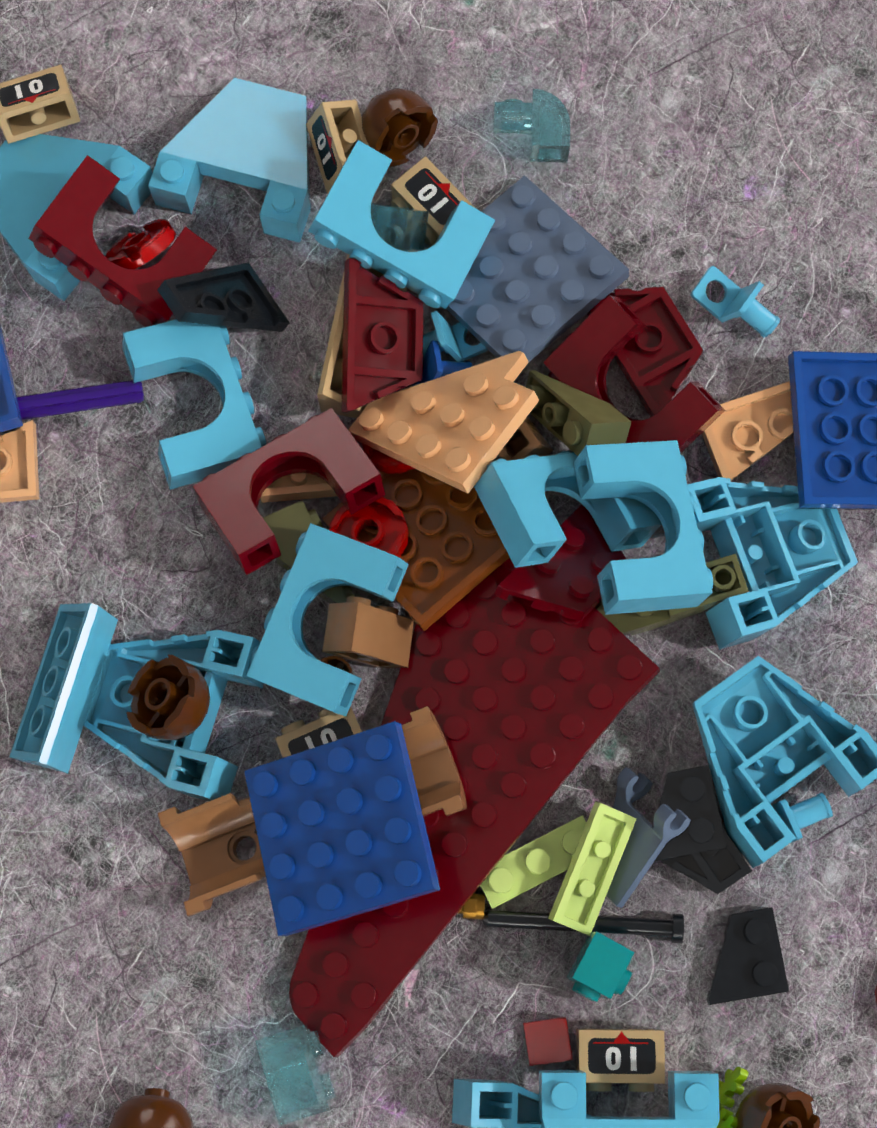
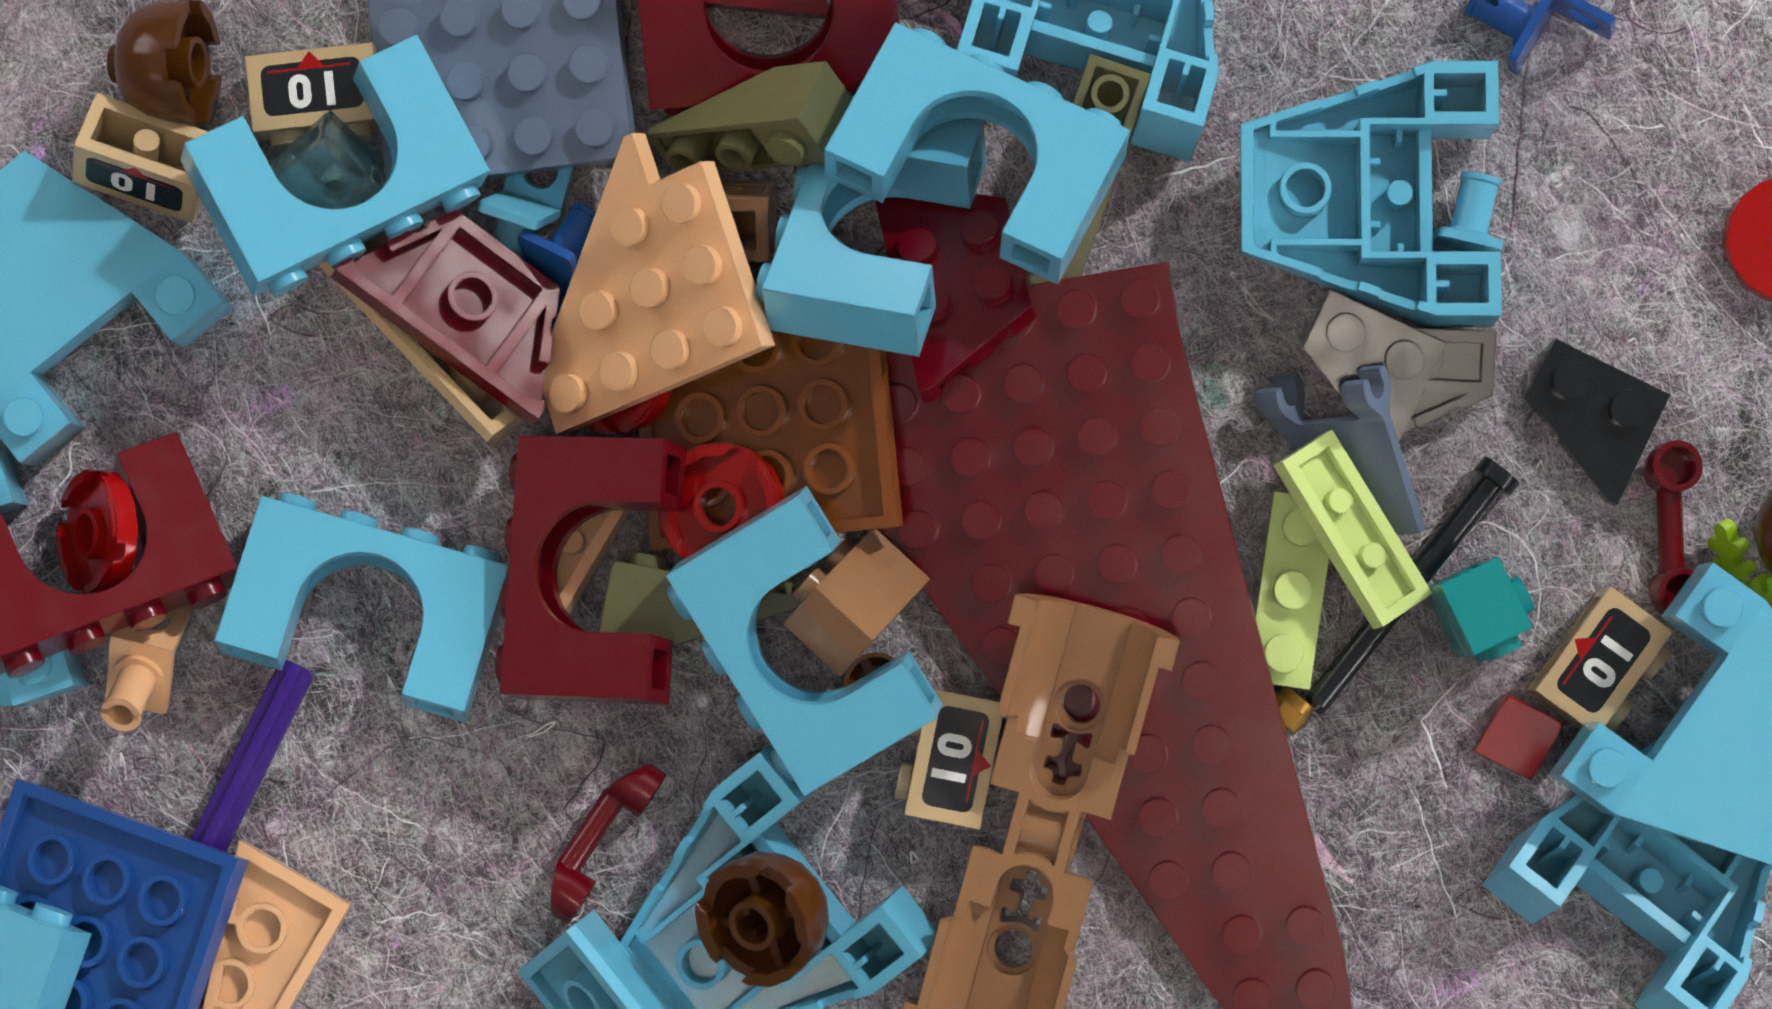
camera: 55 degrees left, 10 degrees up
(86, 316) = (141, 671): none -> light nougat bracket
(120, 598) = (569, 884): none -> dark red bar
(224, 298) = (256, 470): black wing -> none
(341, 829) = (1091, 812): blue plate -> none
(747, 1020) = (1668, 472): none -> dark red bar

